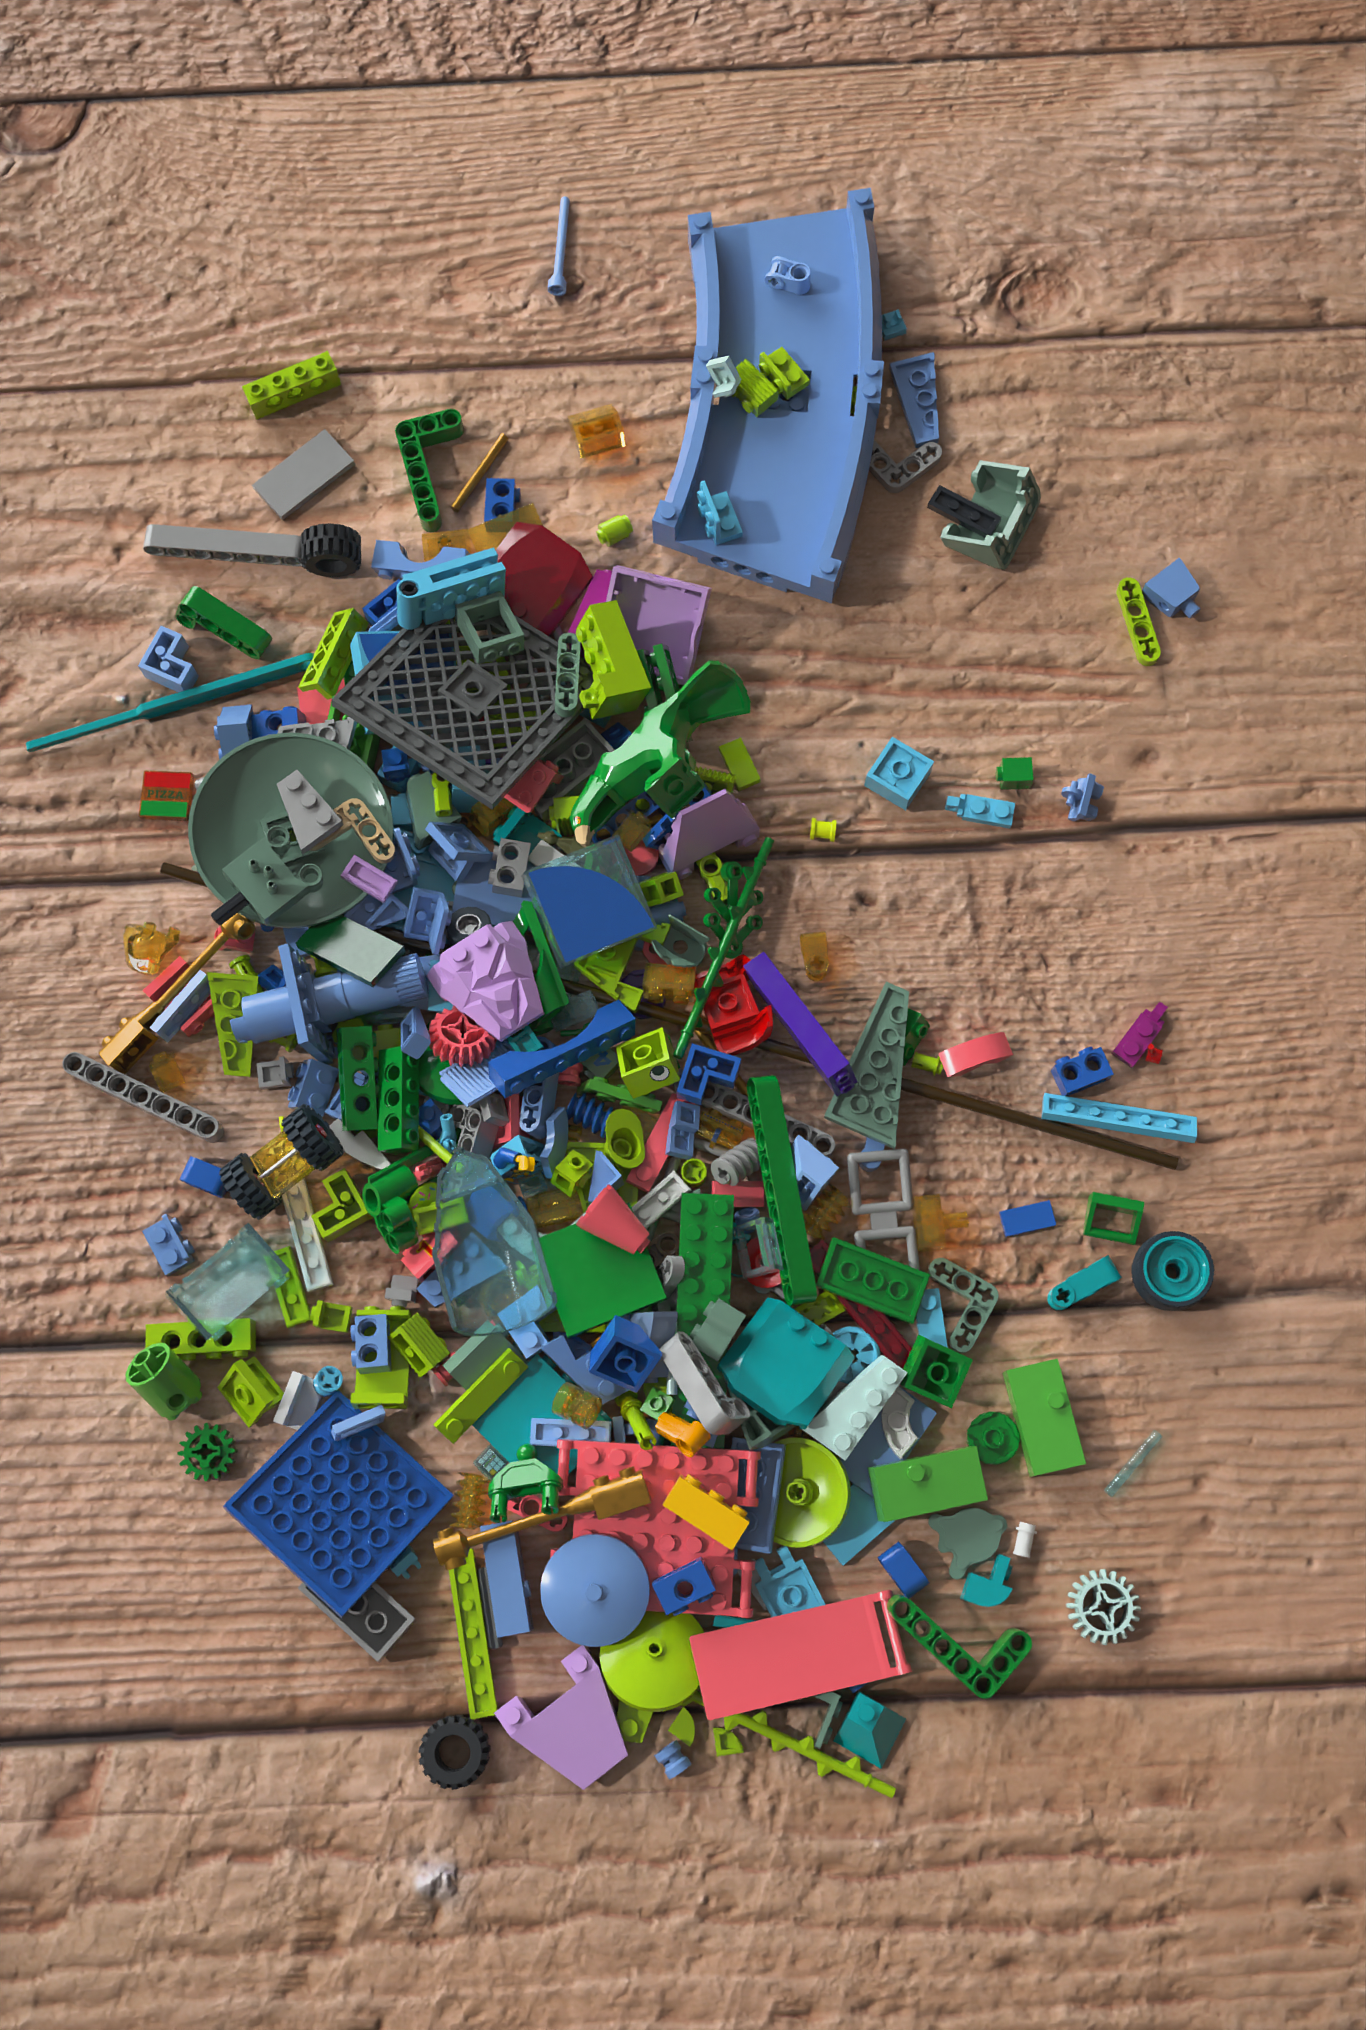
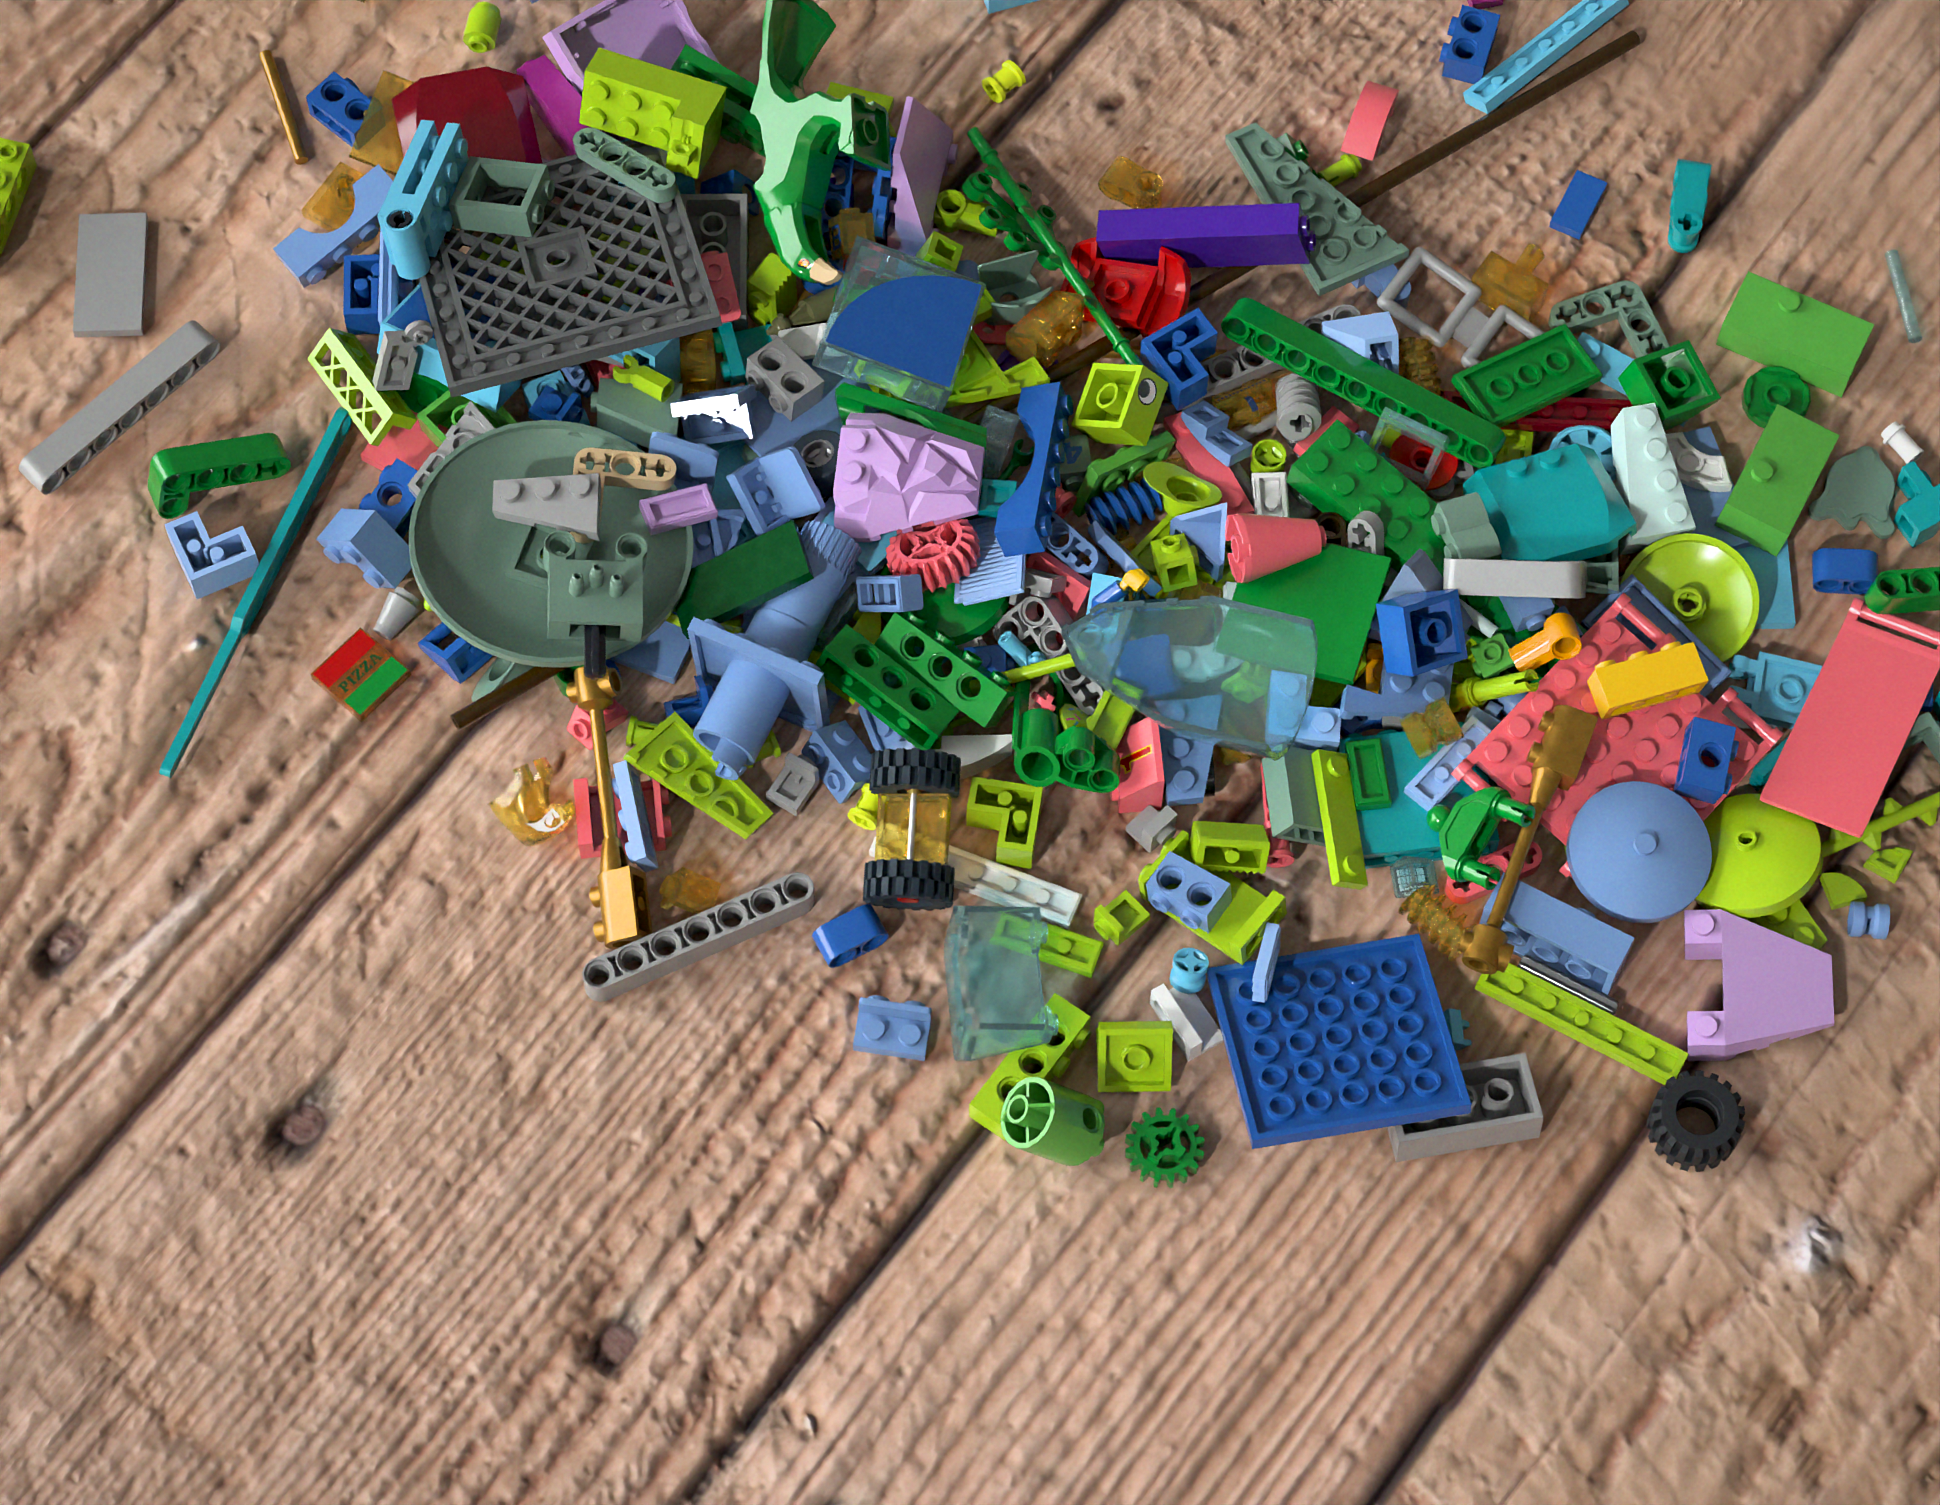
camera: 55 degrees left, 10 degrees down
(331, 550) = (242, 298): black tyre -> none
(346, 657) = (399, 356): none -> light grey hinge
(415, 466) = (191, 139): green beam -> none
(525, 1389) = (1368, 774): none -> green tile
(1116, 1204) = (1633, 114): green tile -> none
(1192, 1266) = (1742, 114): teal wheel -> none

